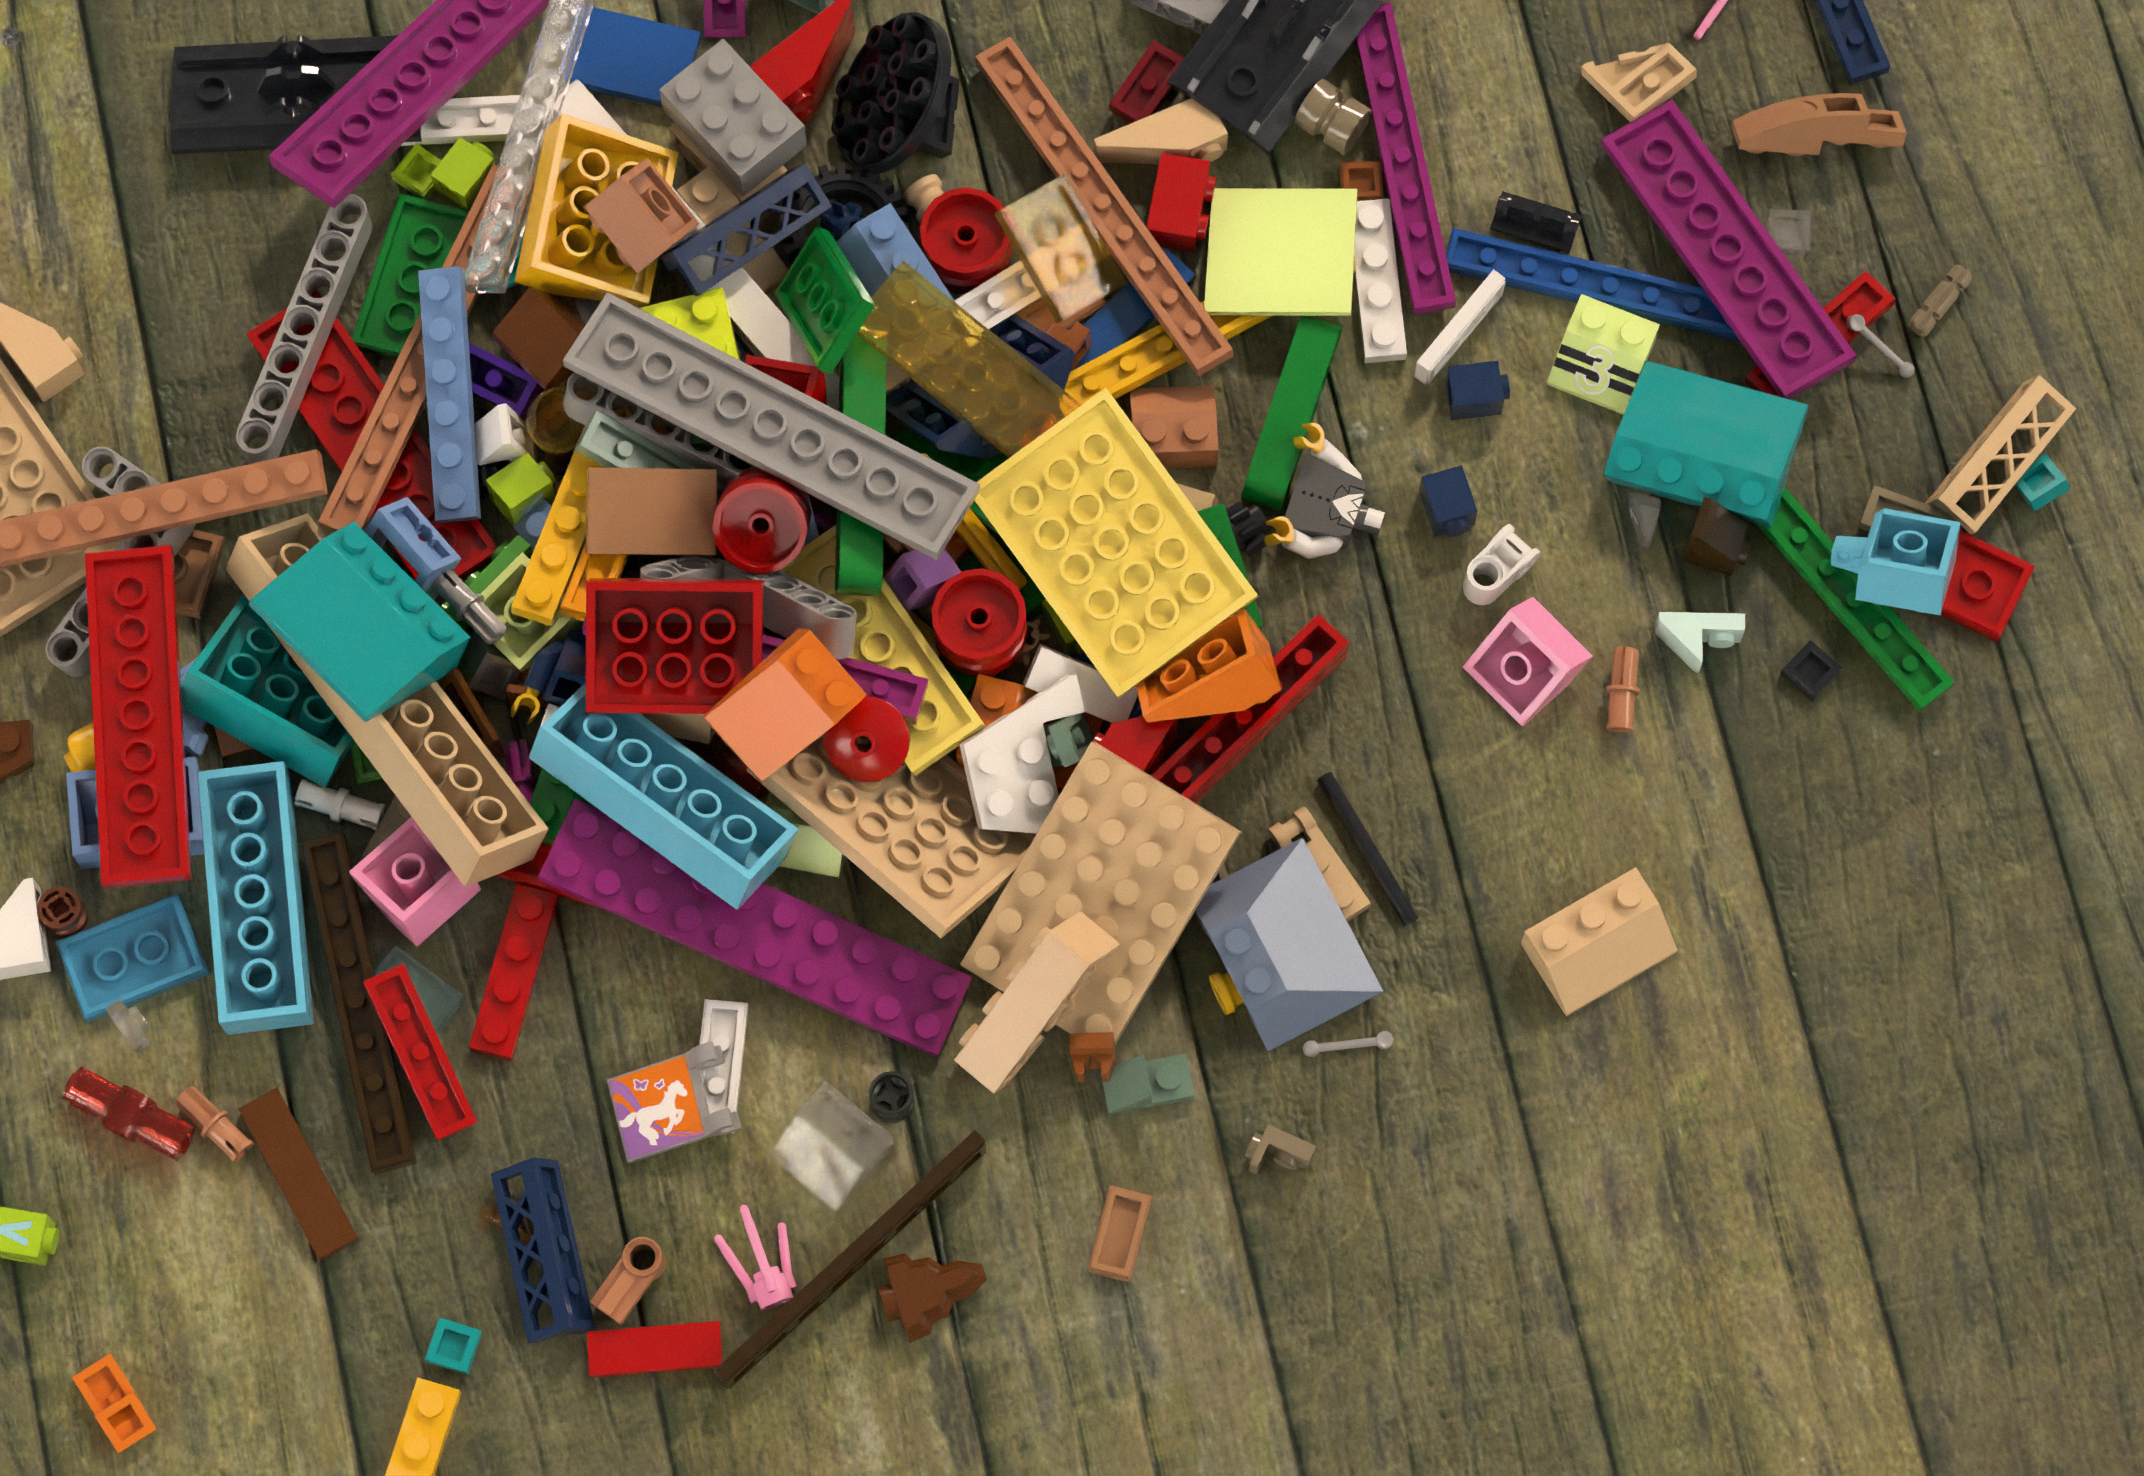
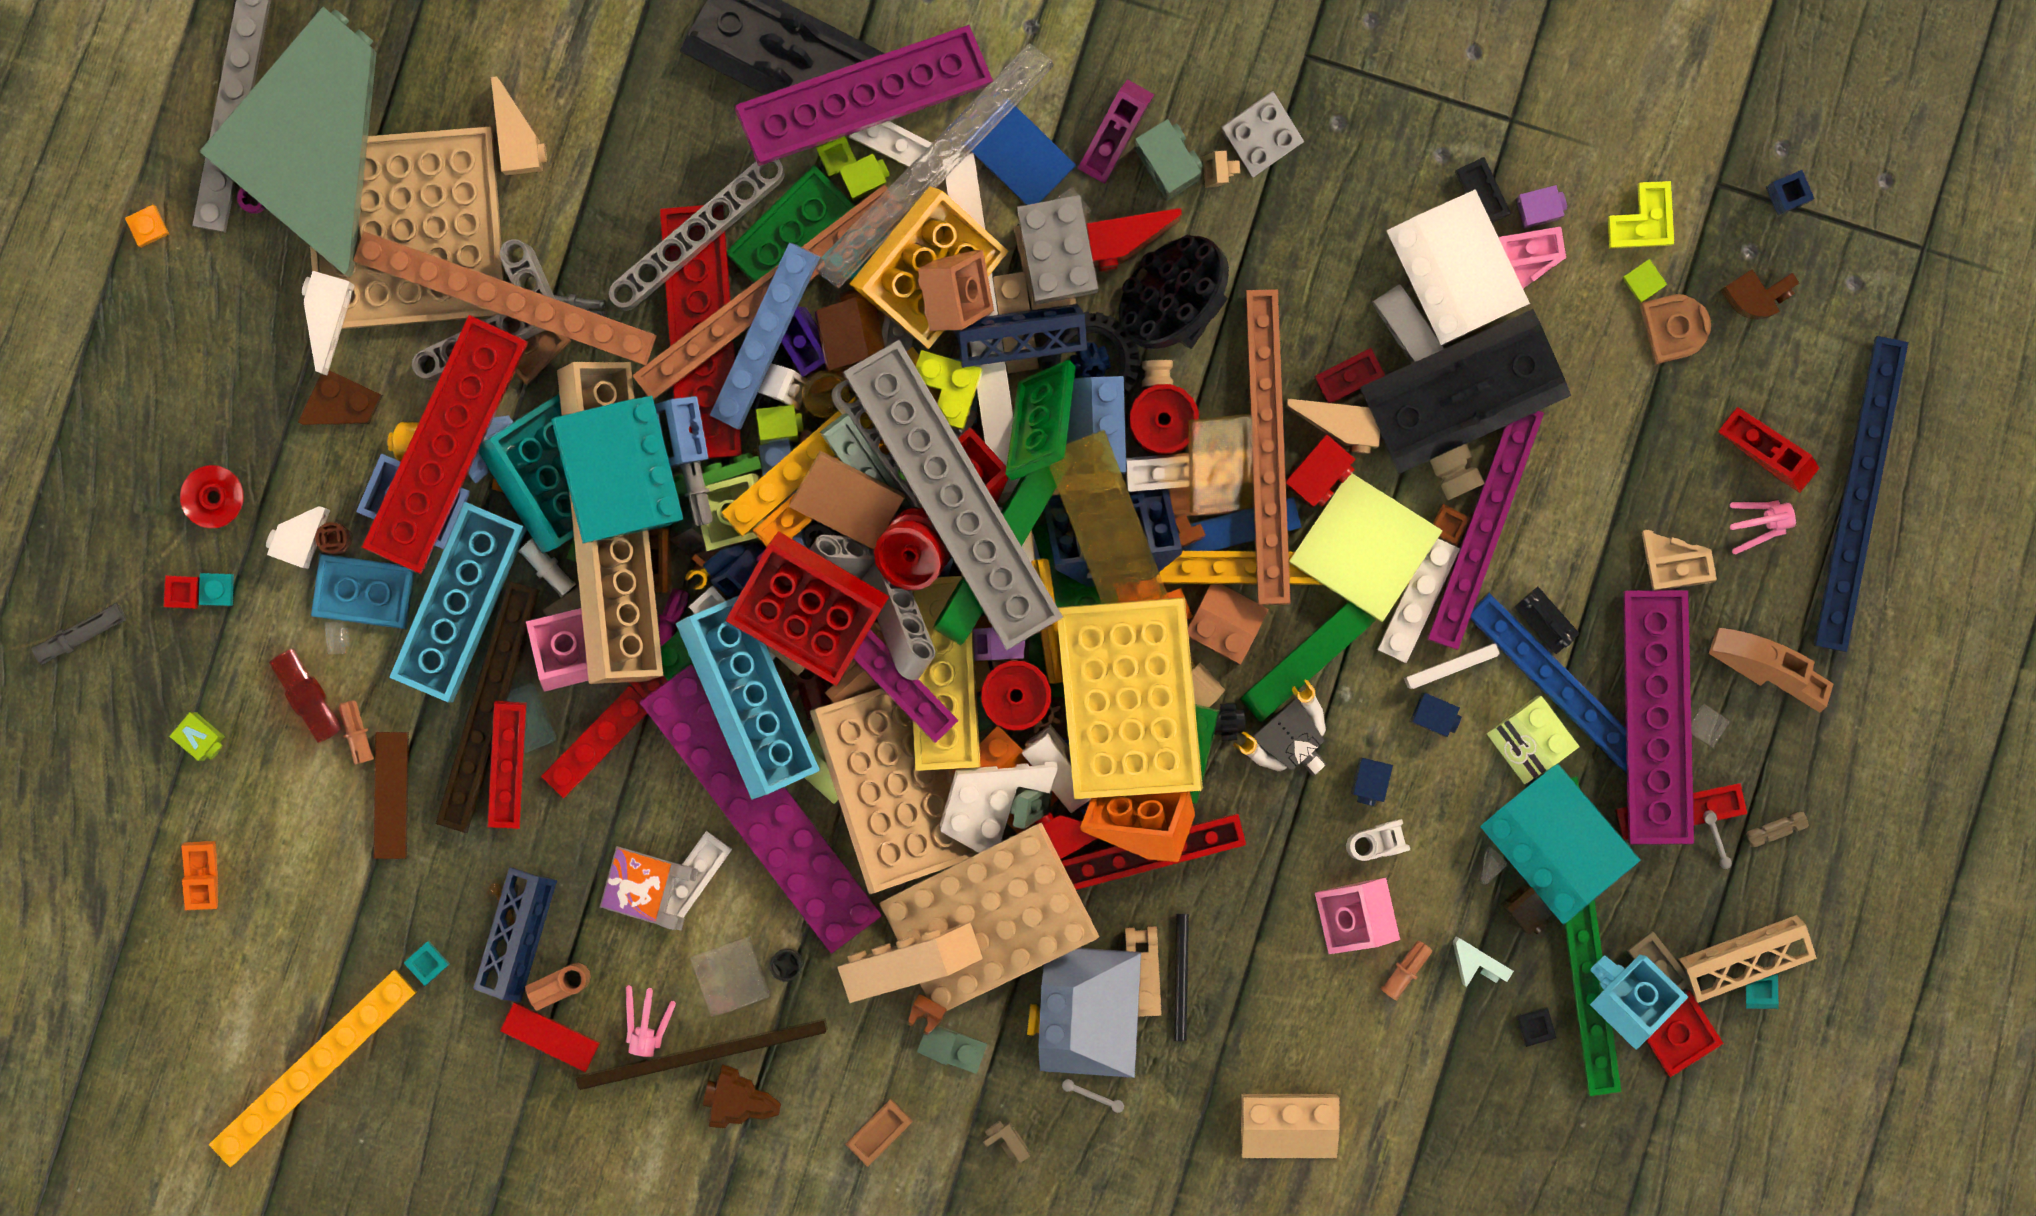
camera: 30 degrees right, 15 degrees up
(784, 704) = (854, 692): orange slope -> none
(887, 733) = (905, 728): red dish -> none

